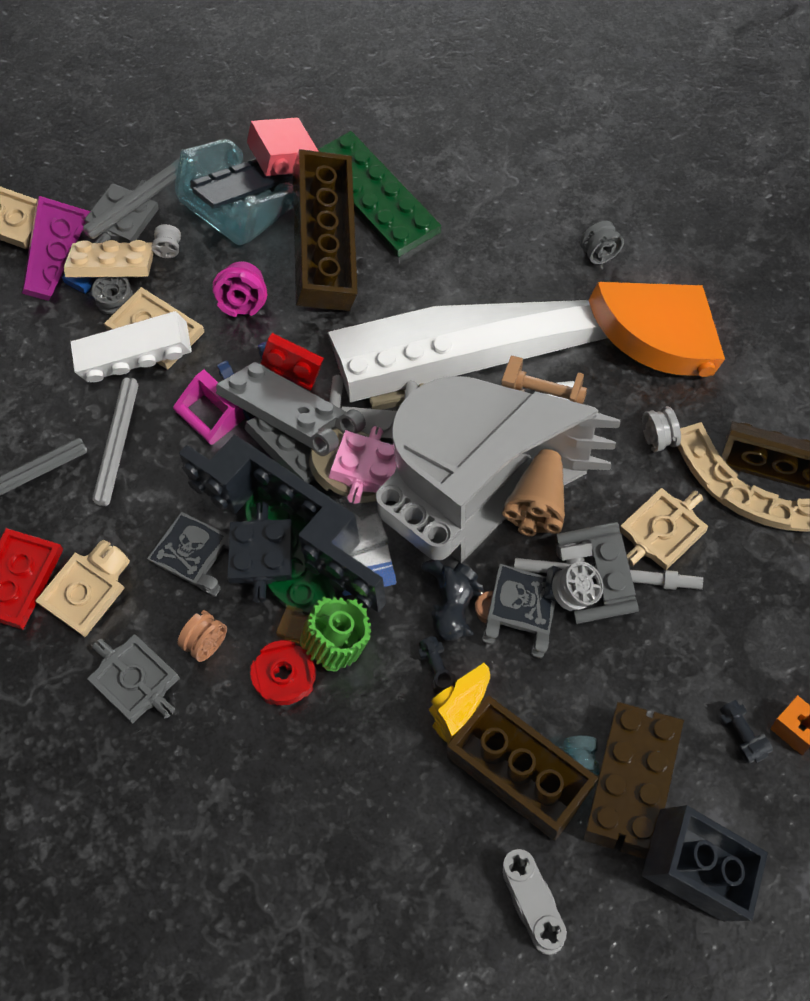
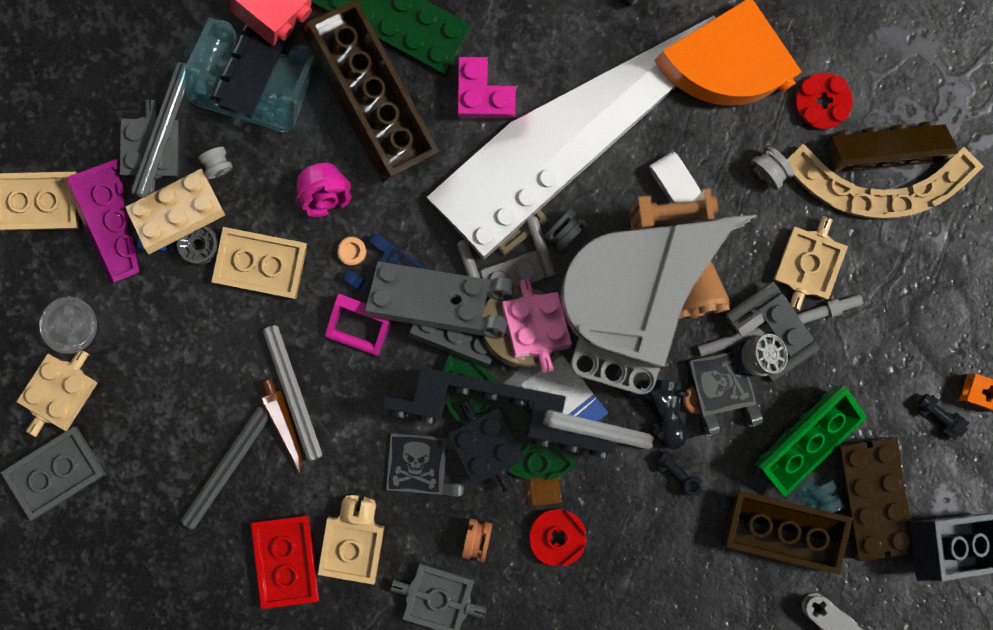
camera: 25 degrees left, 25 degrees up
(92, 452) = (279, 414): none -> reddish brown bar
(131, 347) = (257, 301): white brick -> none
(239, 352) = (352, 251): none -> light nougat tile
(291, 361) = (414, 249): red plate -> none
(336, 632) = (600, 481): bright green brick -> none
(393, 591) = (598, 429): none -> light grey axle
(419, 274) = (478, 99): none -> dark pink brick
(456, 705) = (717, 502): yellow slope -> none
(587, 680) = (810, 440): none -> green slope
(742, 386) = (812, 113): none -> red plate

